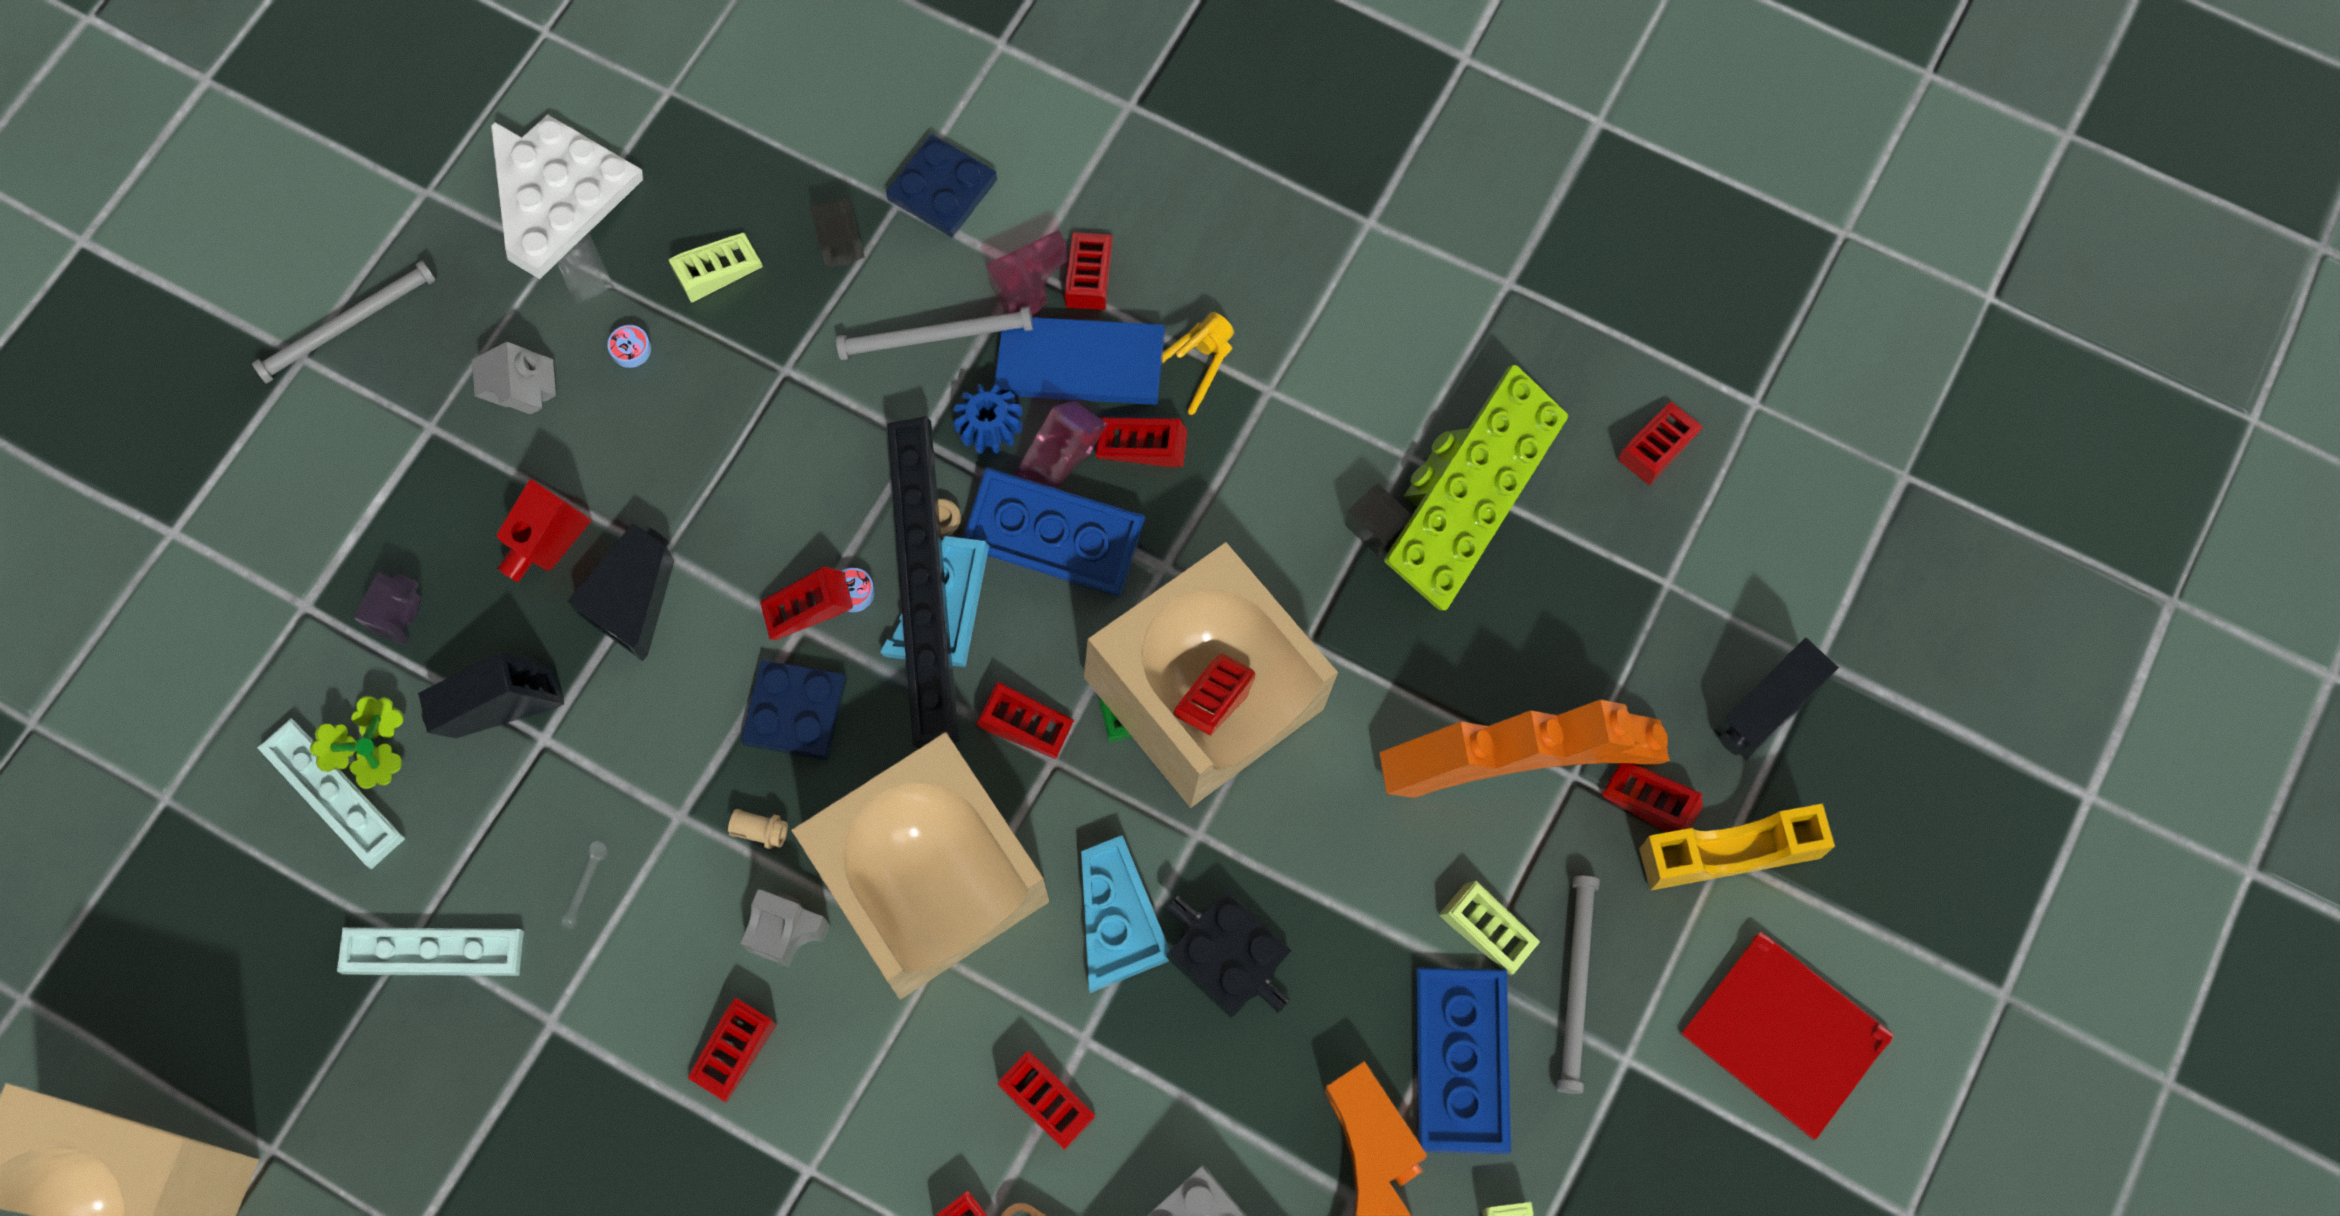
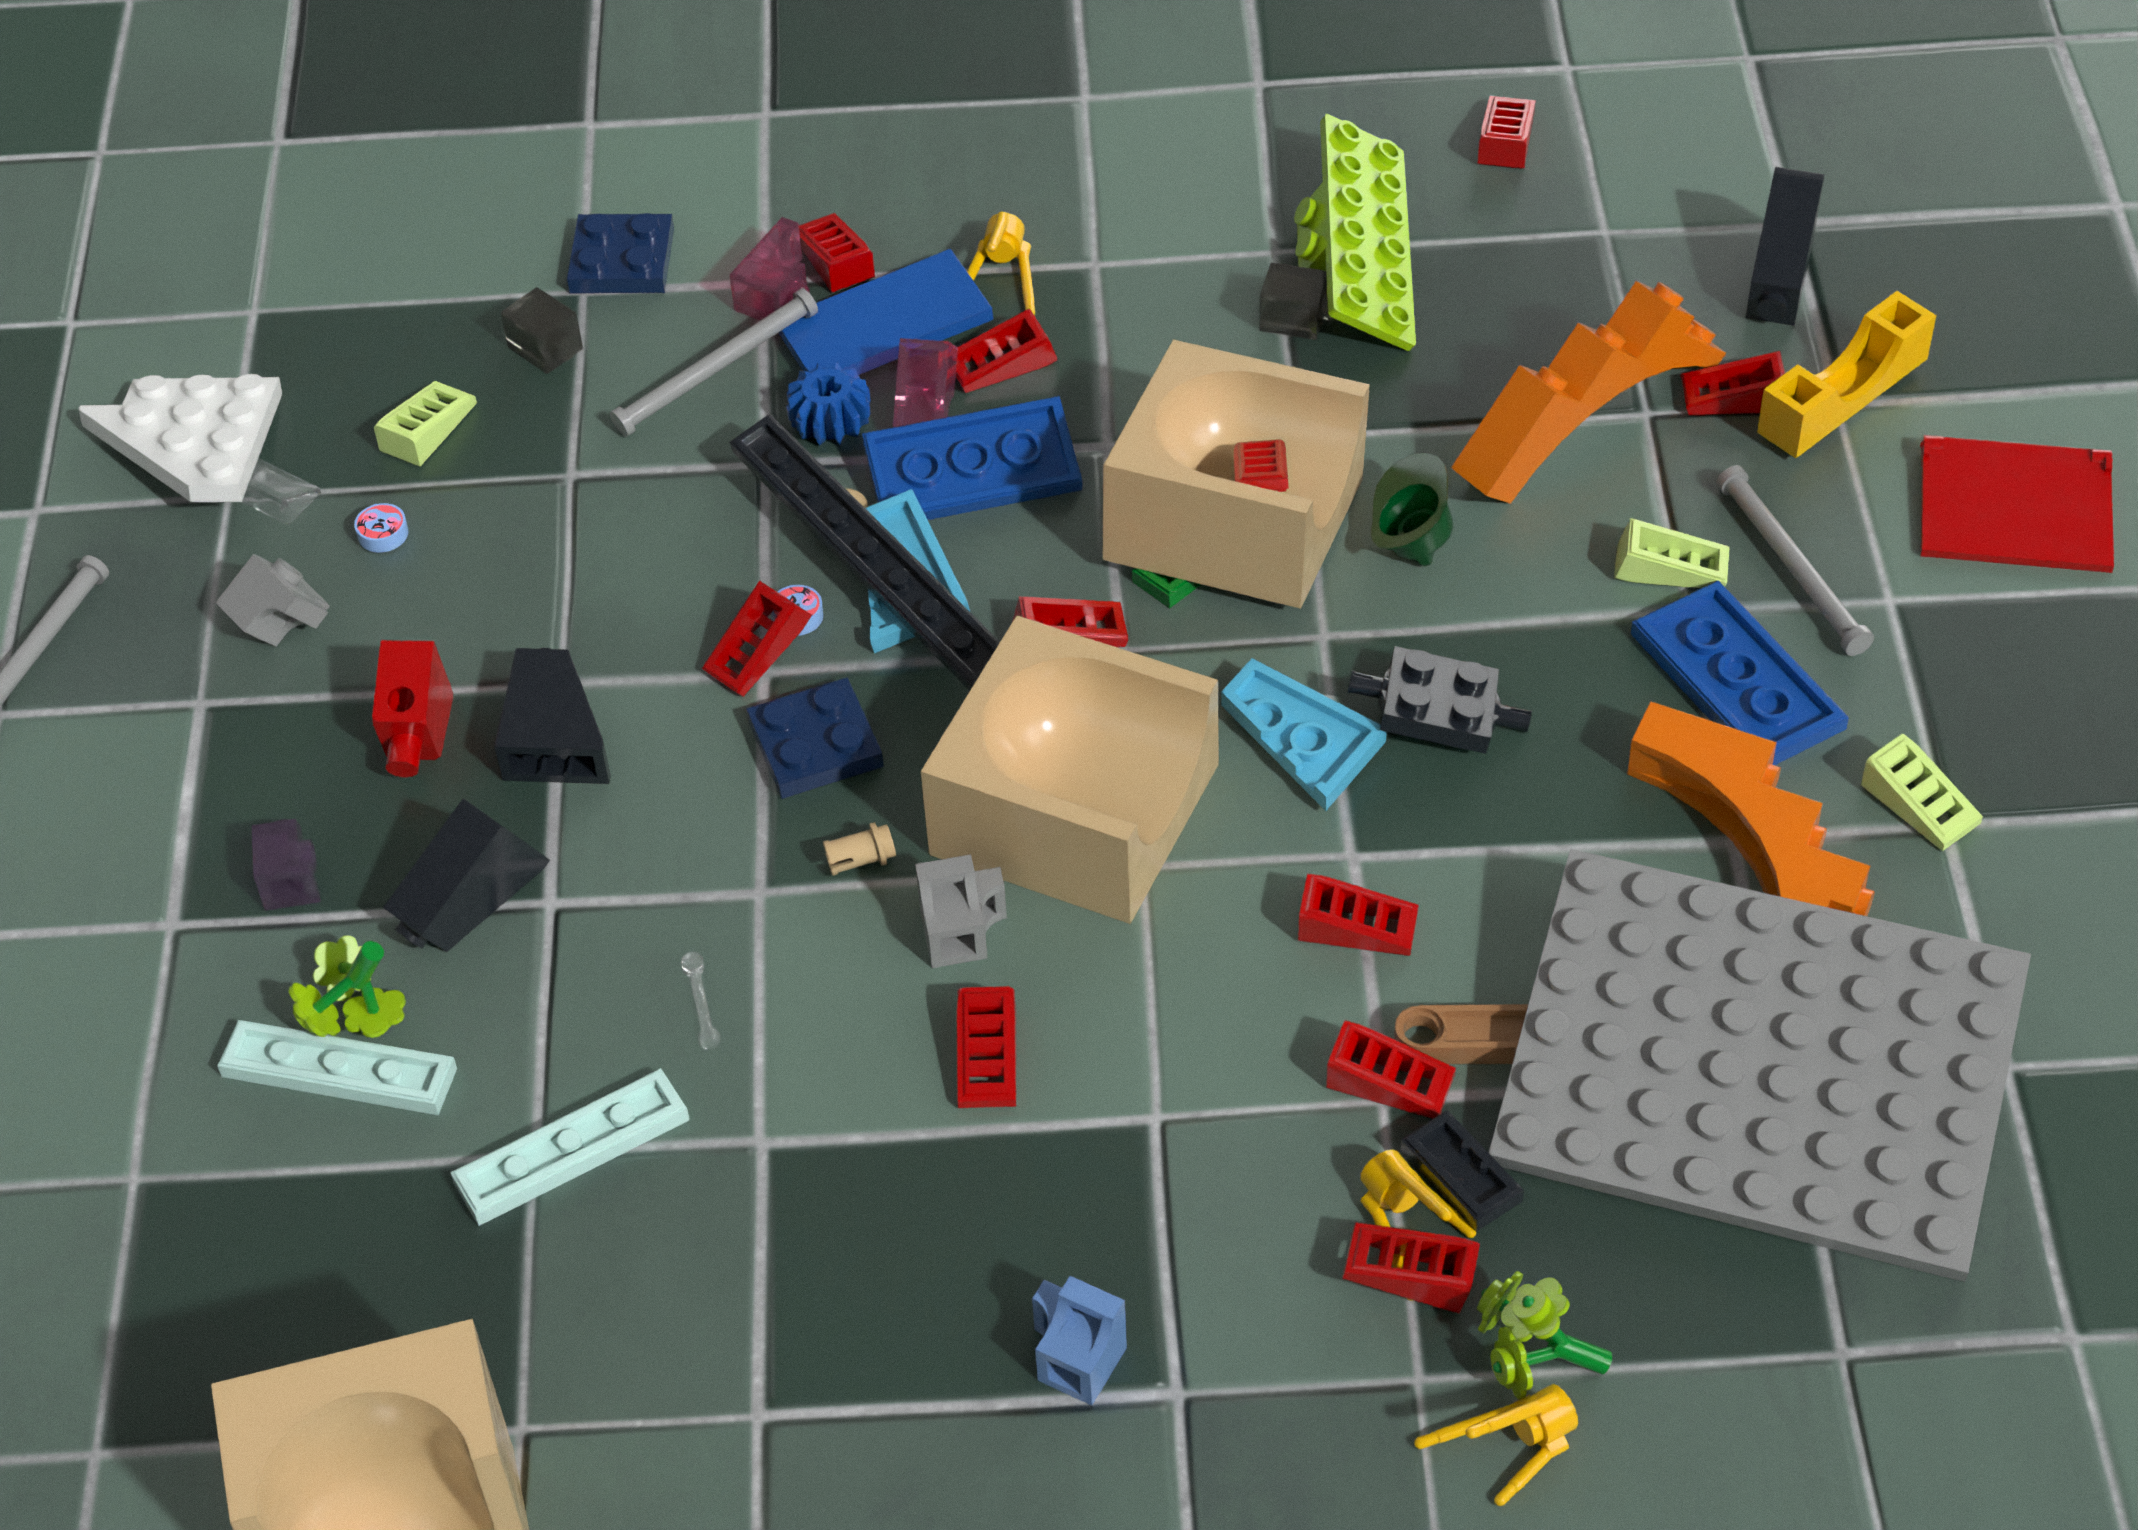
camera: 30 degrees left, 20 degrees down
(1322, 773) = (1413, 508): none -> dark green piece

